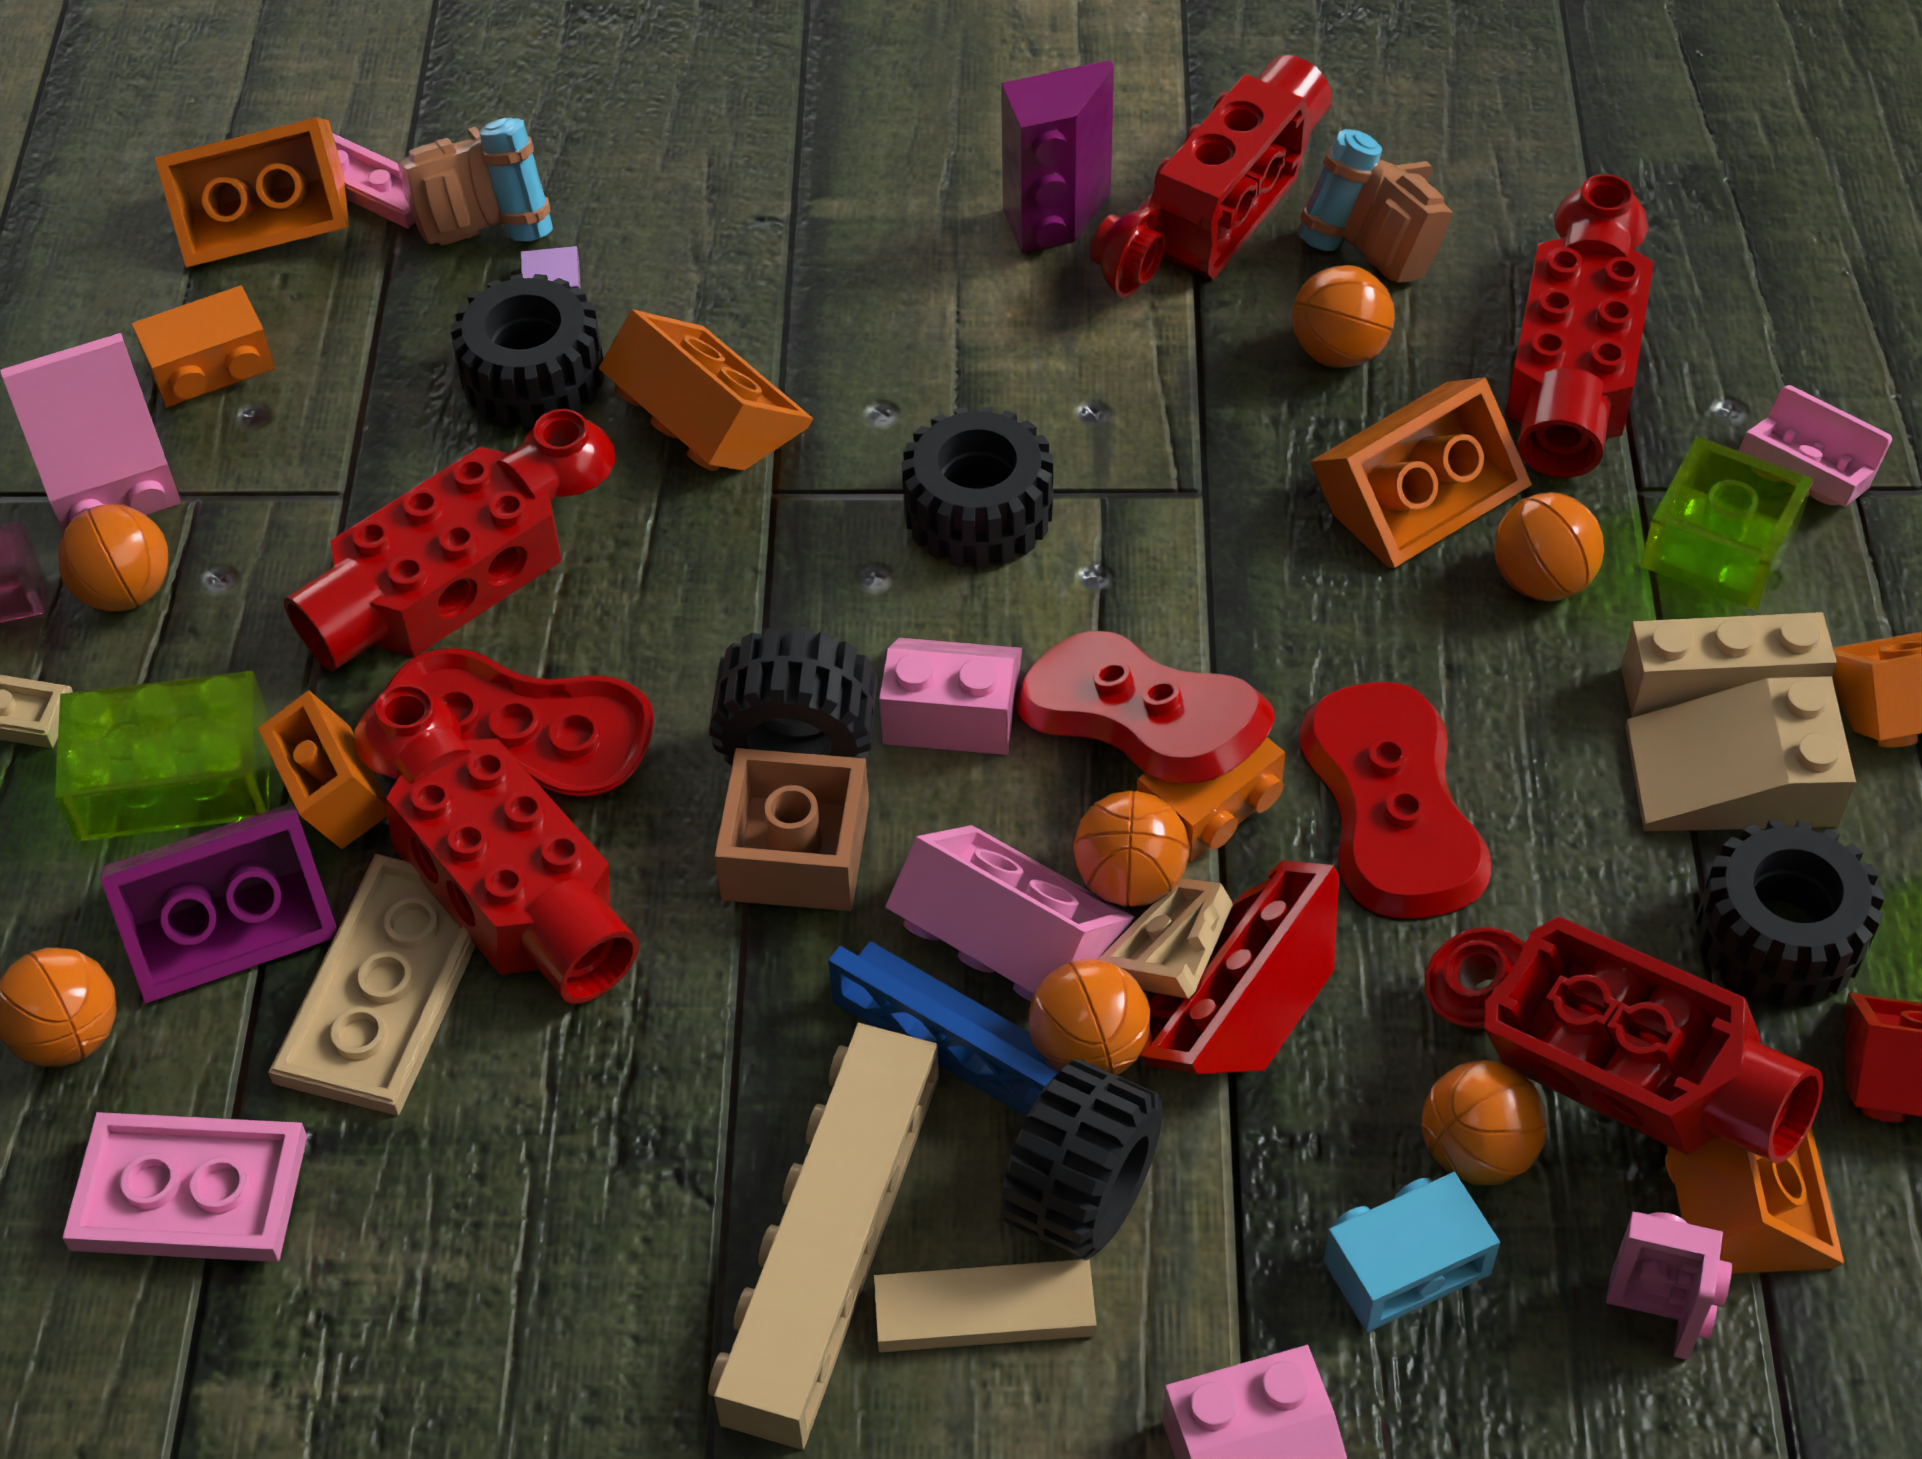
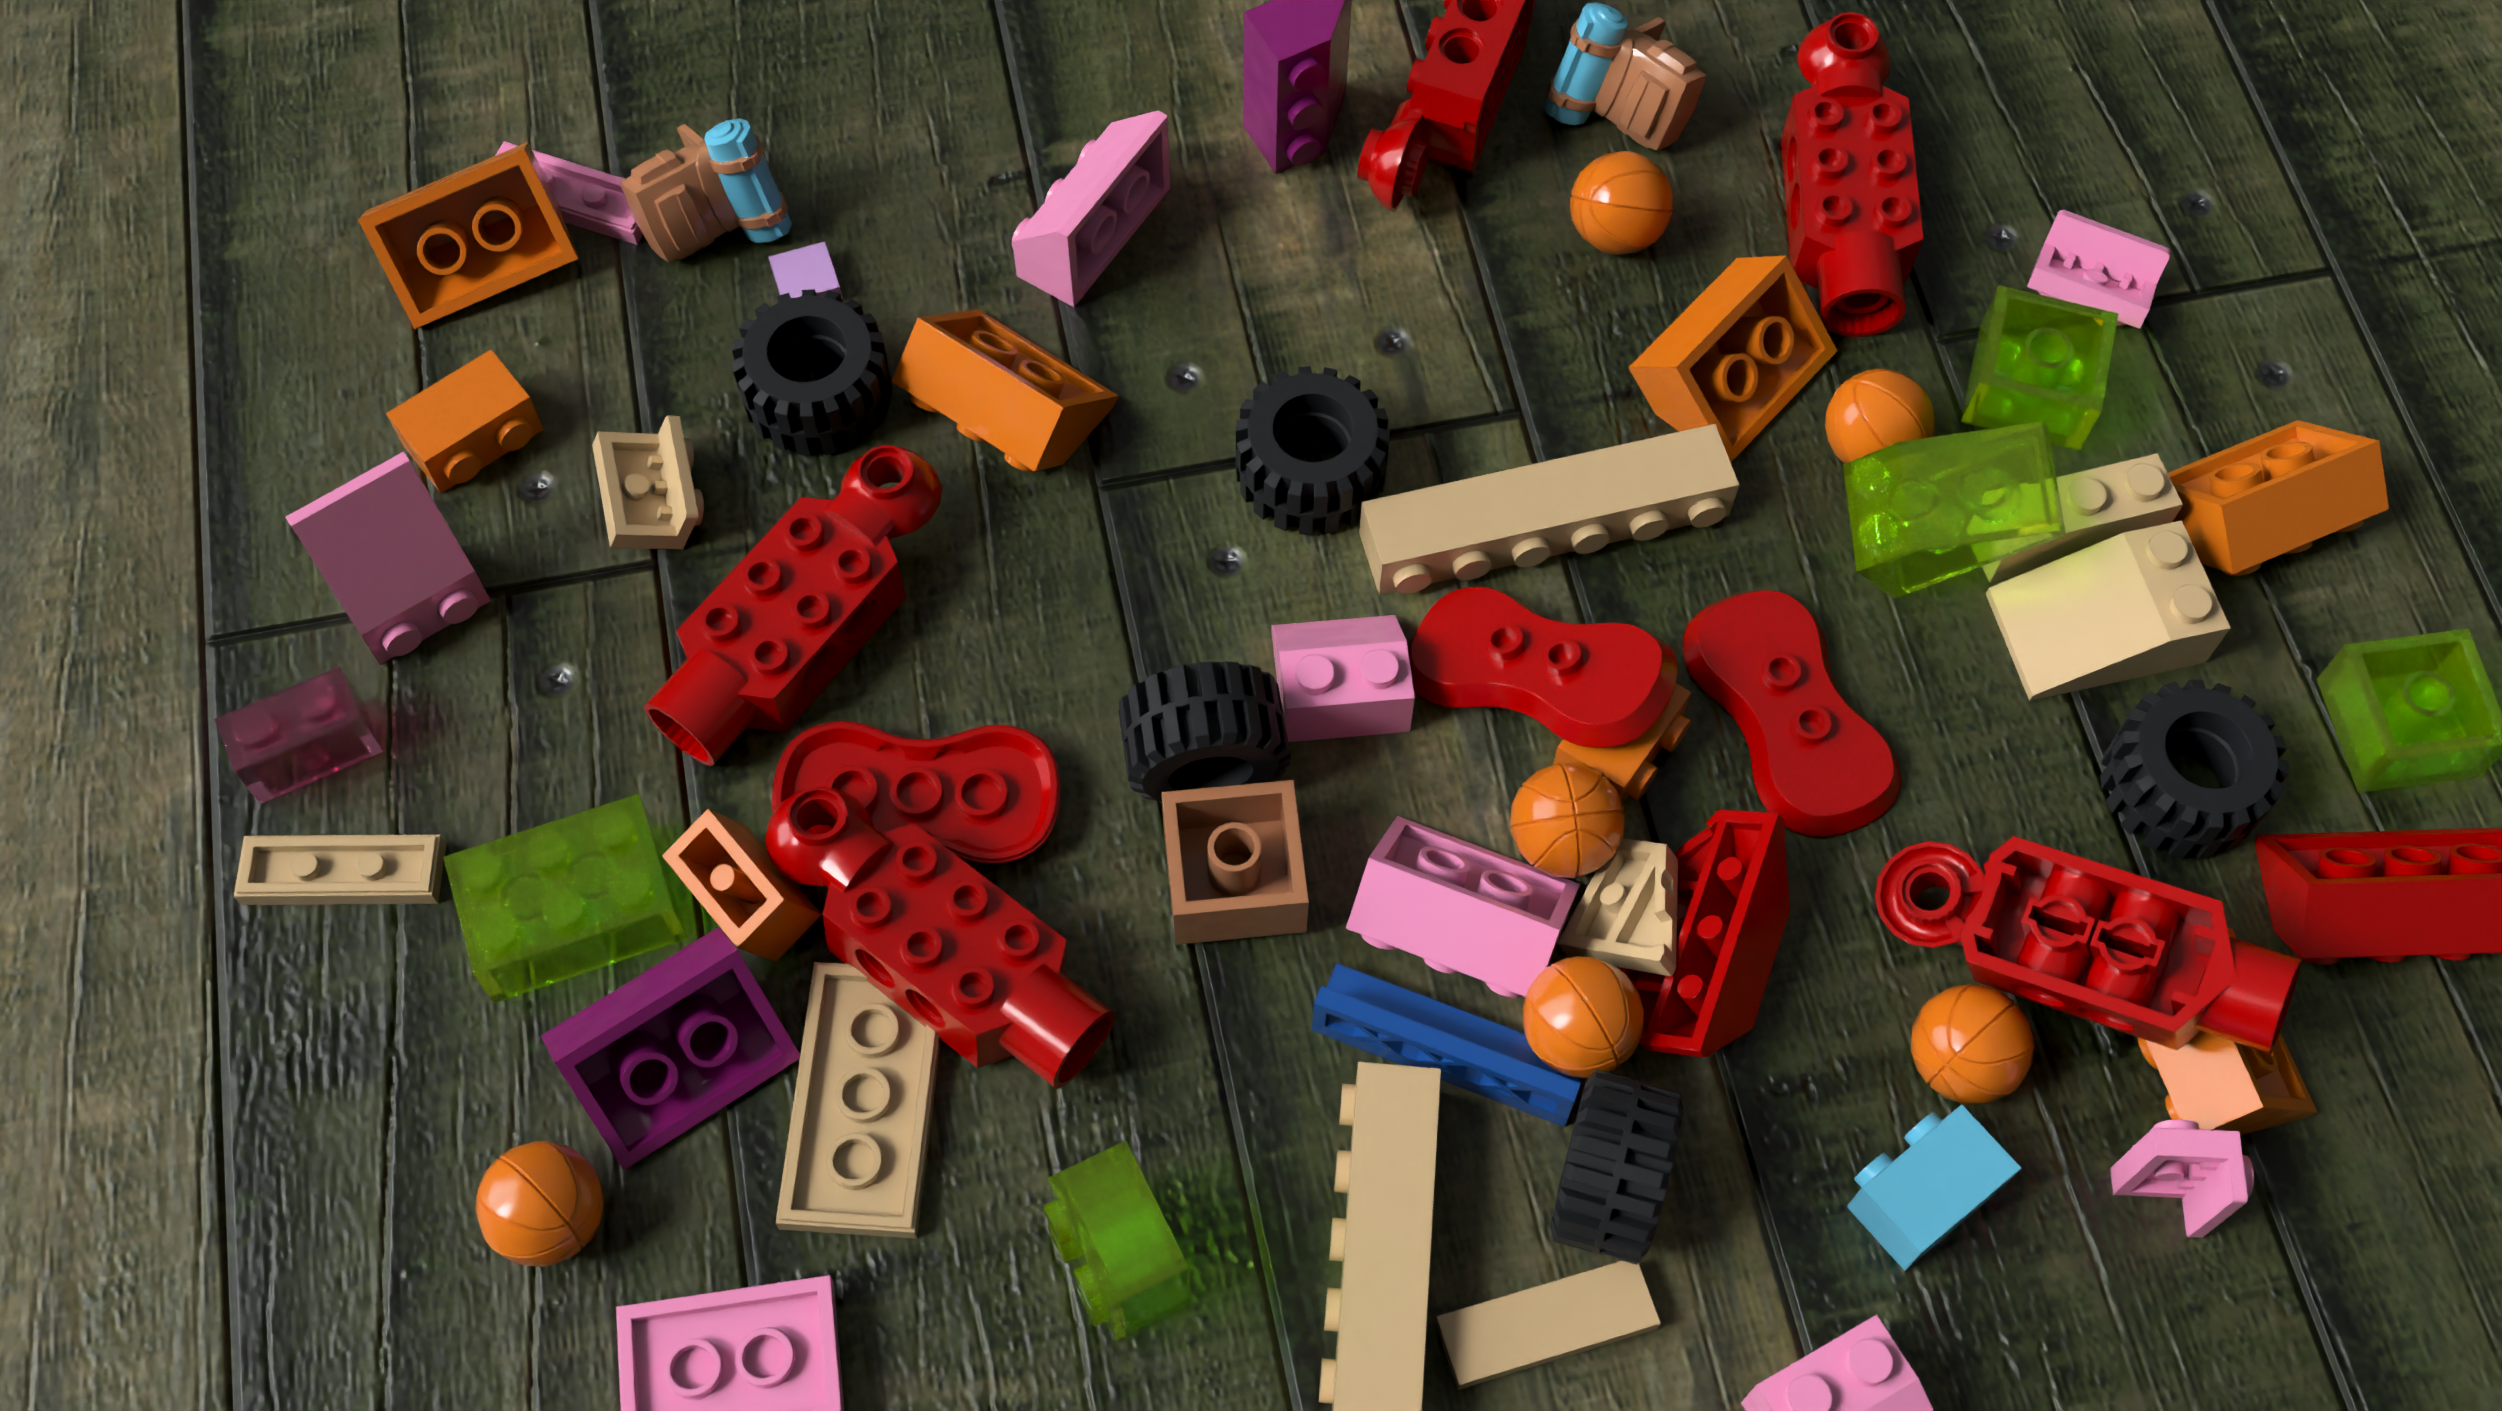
camera: 15 degrees left, 10 degrees up
(113, 557) = (446, 686): orange piece -> none
(348, 426) = (648, 487): none -> tan bracket
(574, 1139) = (1120, 1240): none -> clear neon green brick
(836, 253) = (1095, 208): none -> bright pink slope
(1197, 575) = (1547, 510): none -> tan brick
(1591, 624) = (1951, 504): none -> clear neon green slope

